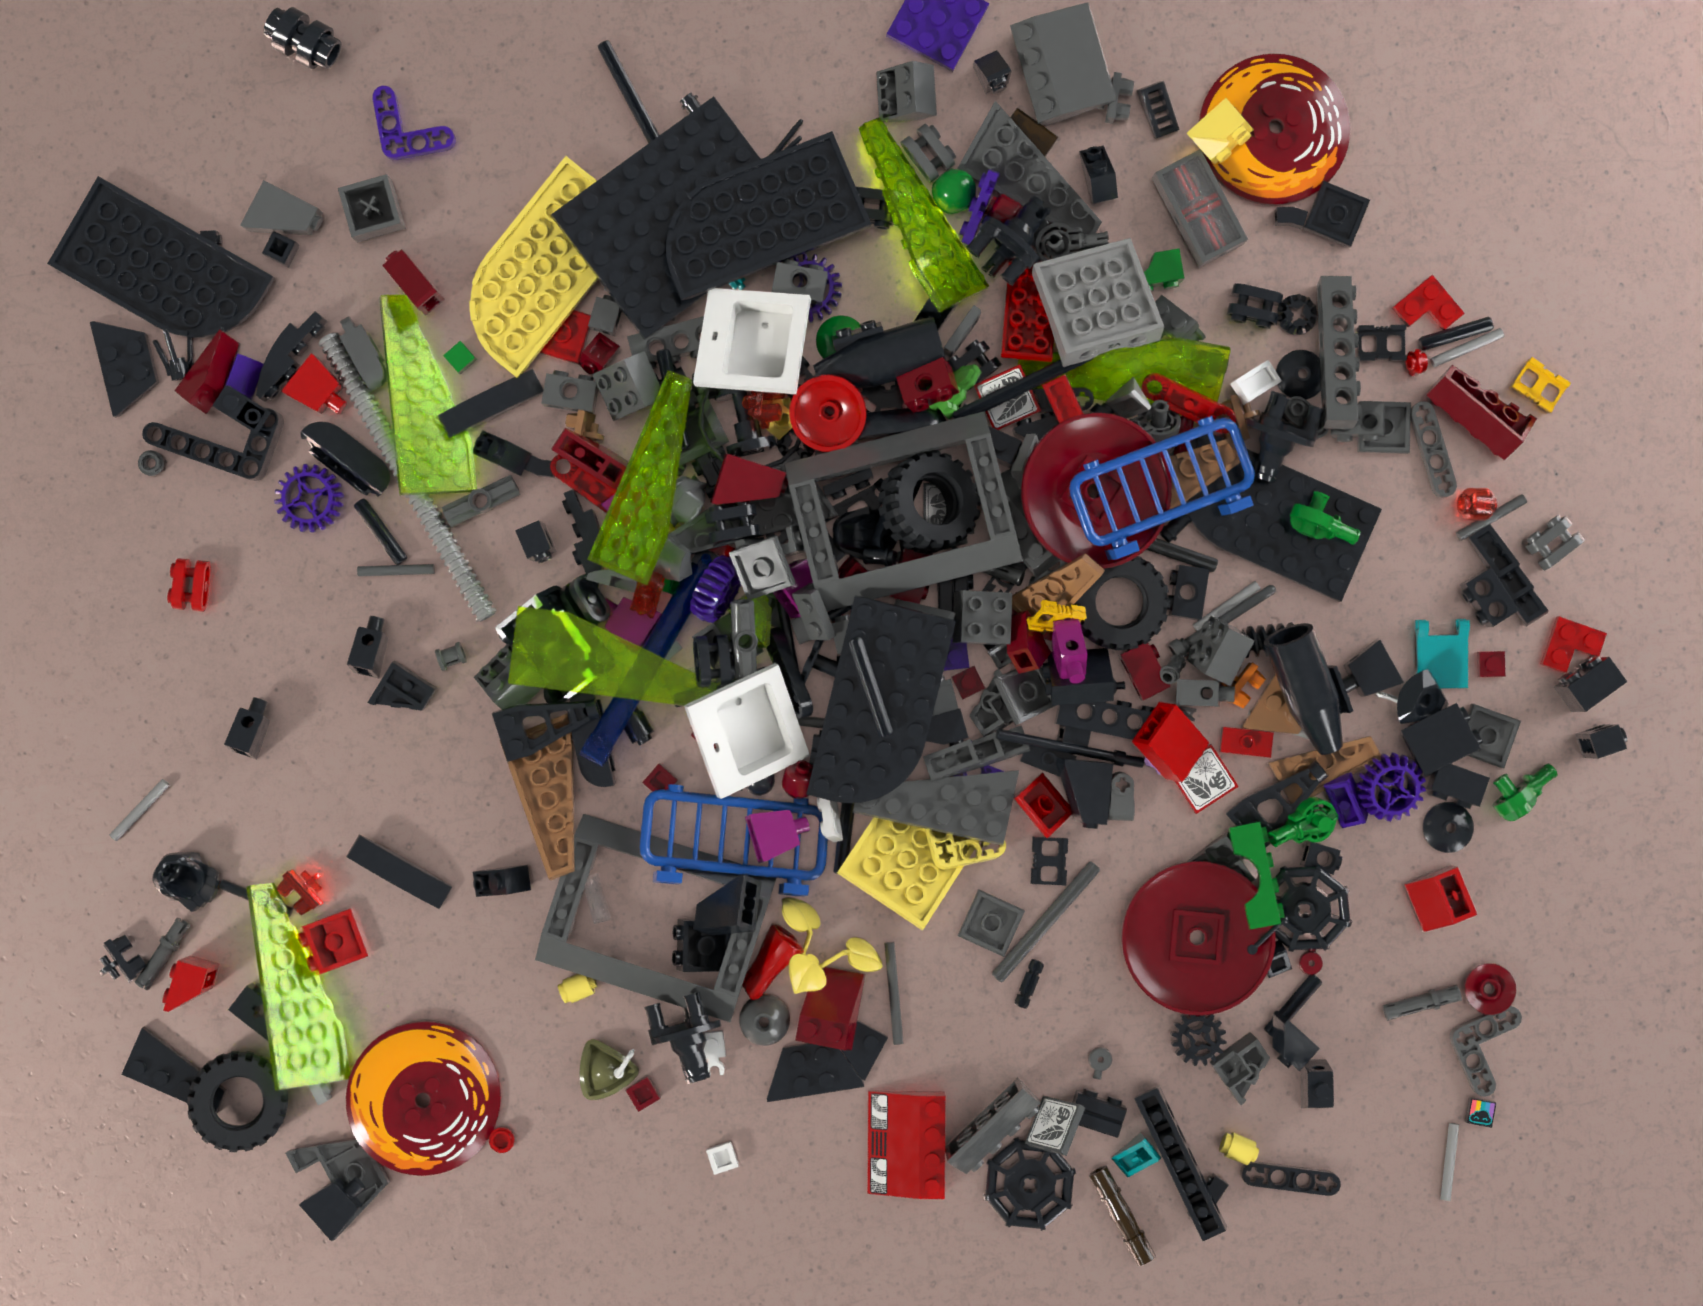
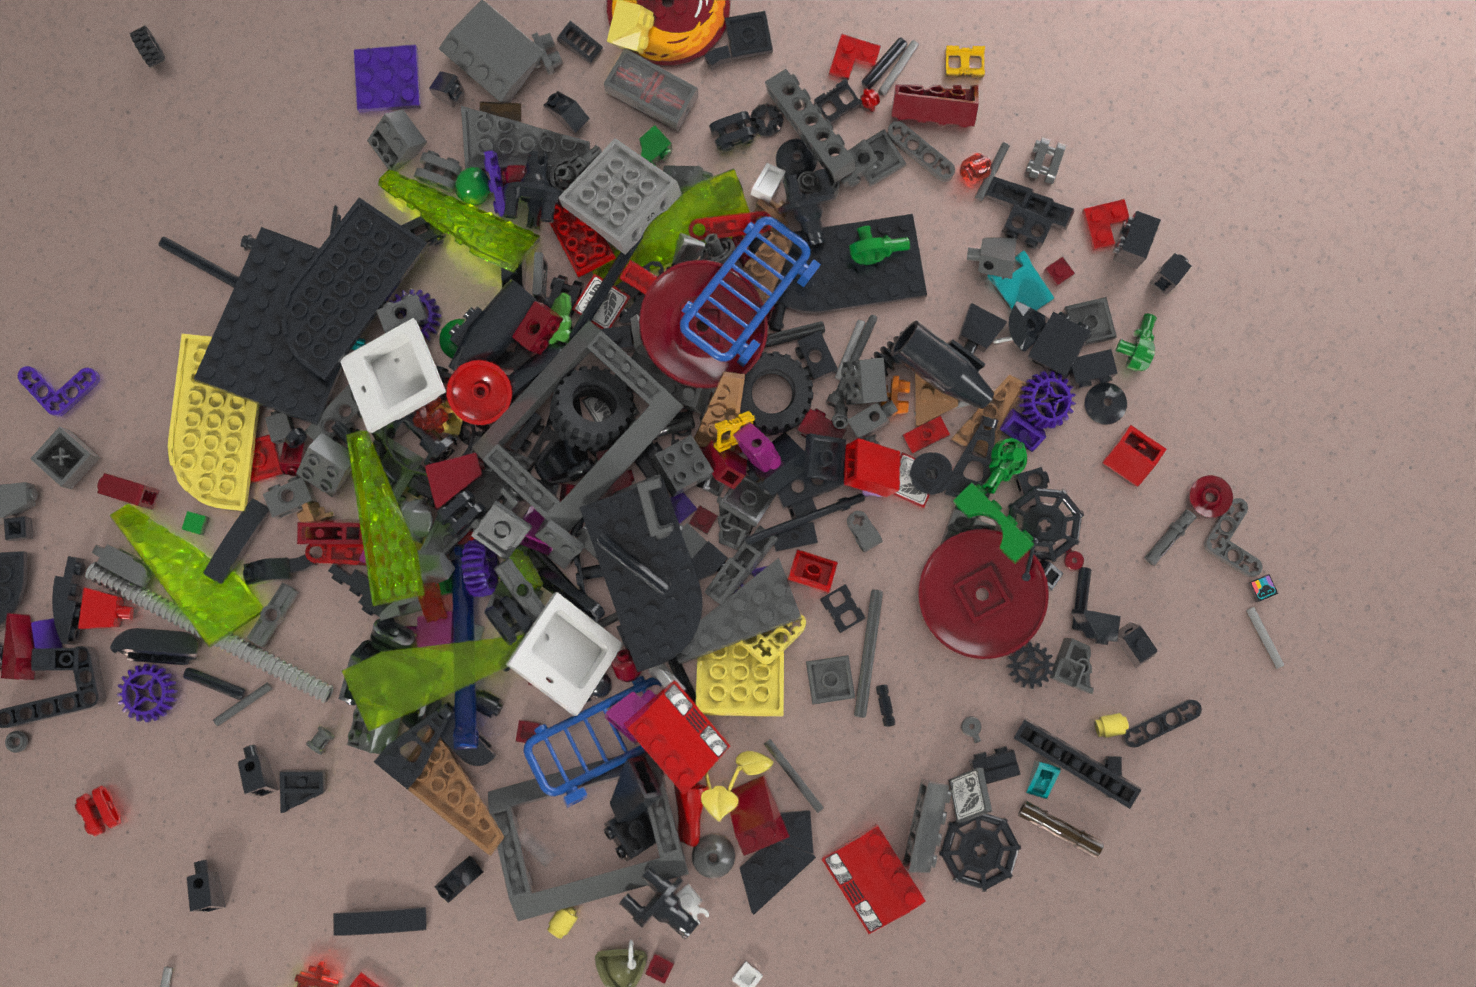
camera: 30 degrees left, 5 degrees down
(536, 542) = (329, 617): black brick -> none
(614, 337) = (296, 438): none -> black tile
(806, 884) = (677, 736): none -> red slope
(936, 621) = (649, 509): none -> dark grey panel
(1087, 789) = (835, 540): black slope -> none
(1129, 702) = (824, 457): none -> black plate
(1237, 793) = (943, 472): none -> black plate
(1436, 608) = (995, 256): none -> dark grey torso

